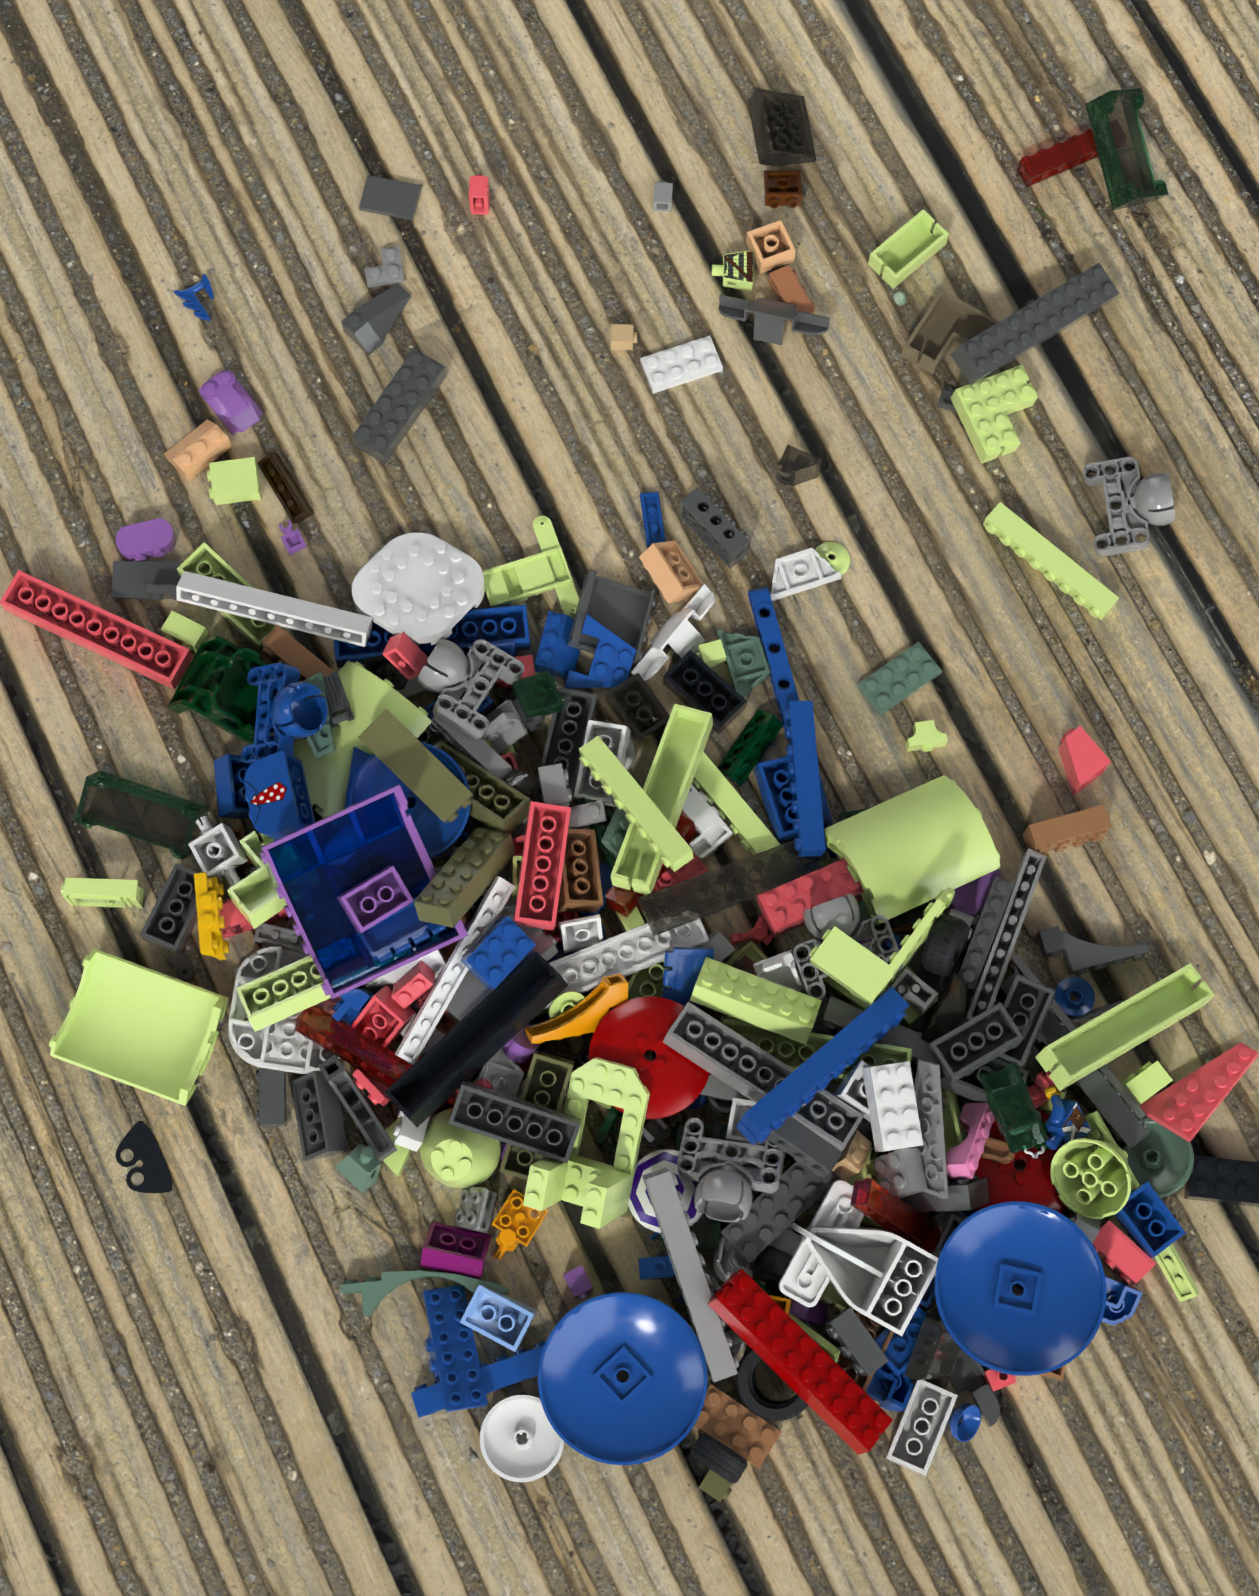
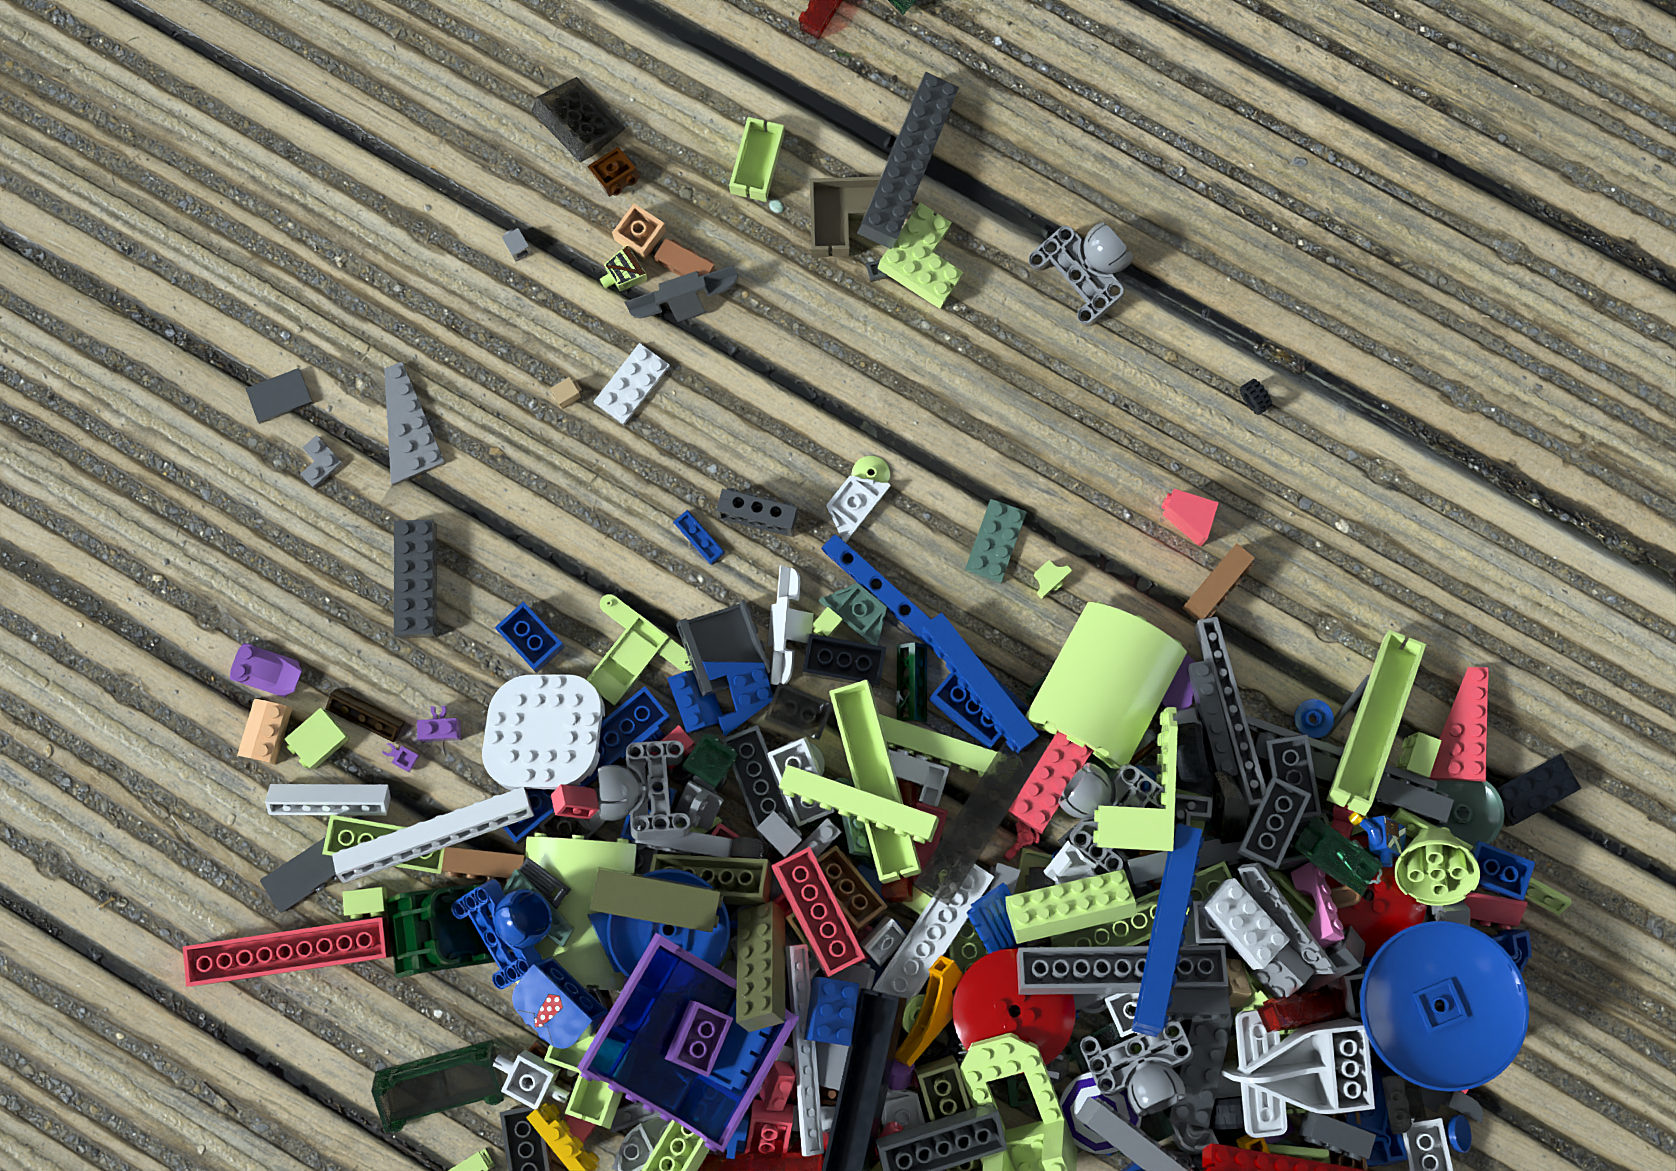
camera: 30 degrees left, 5 degrees up
(146, 540) = (275, 842): medium lavender brick -> none
(193, 302) = (161, 598): blue piece -> none
(214, 533) = (327, 799): none -> white brick
(230, 786) = (499, 1010): blue slope -> none
(336, 534) = (439, 729): none -> medium lavender brick
(375, 318) = (340, 516): dark grey wedge -> none
(459, 509) = (530, 637): none -> blue brick
(472, 295) = (409, 433): none -> light grey wing
(479, 194) = (357, 345): coral brick -> none
(671, 571) = (745, 572): light nougat slope -> none
(797, 467) = (791, 413): clear smoke slope -> none
(1050, 561) = (1053, 358): yellowish green brick -> none
(1083, 955) = (1297, 679): dark grey arch -> none
(1205, 700) = (1256, 396): none -> black tyre

